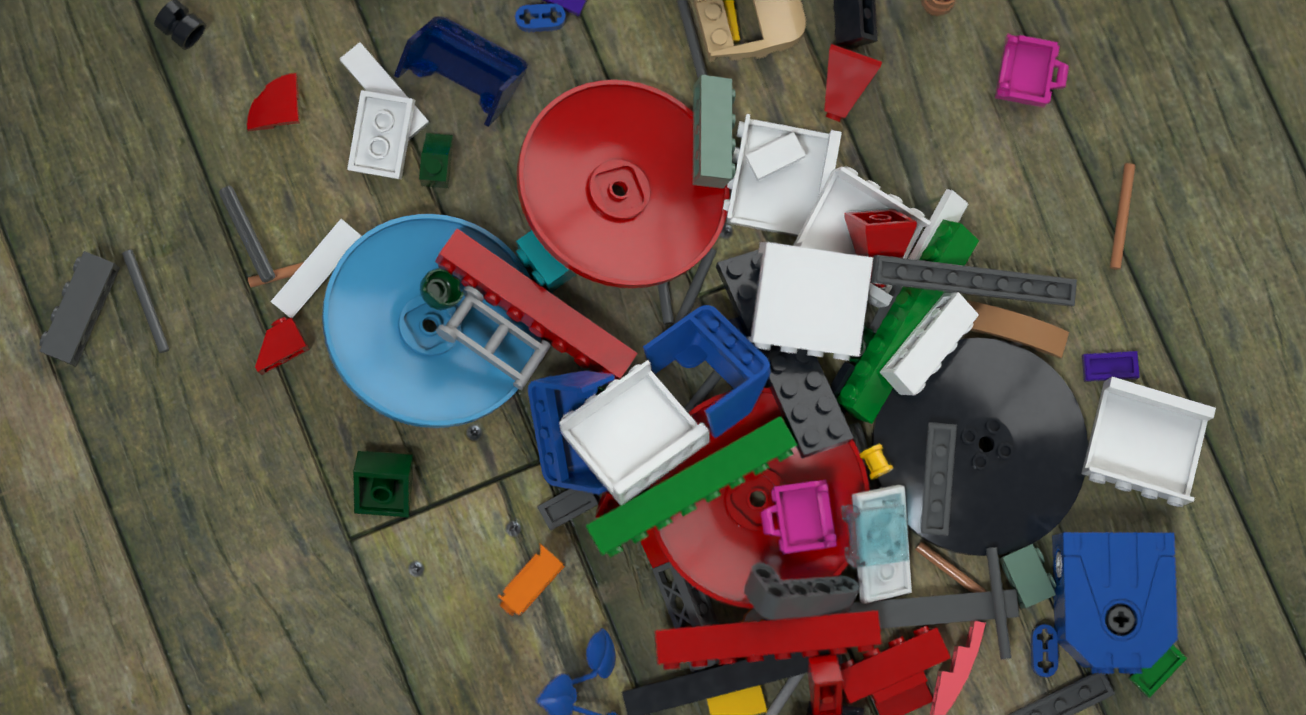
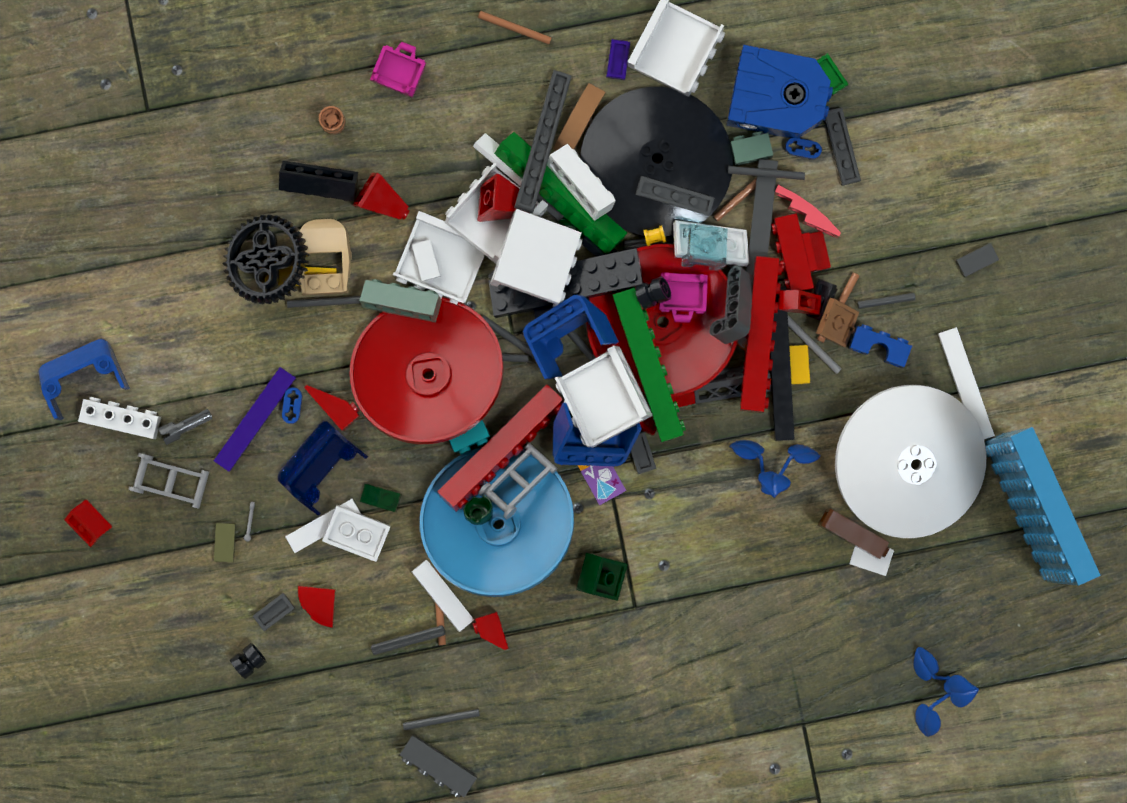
camera: 70 degrees left, 5 degrees up
(254, 47) = (273, 612): none -> dark grey tile
(516, 460) = (602, 481): none -> sticker
(530, 582) = (690, 488): orange window -> none
(547, 76) = (337, 409): none -> red slope
(793, 470) = (651, 293): none -> black wheel

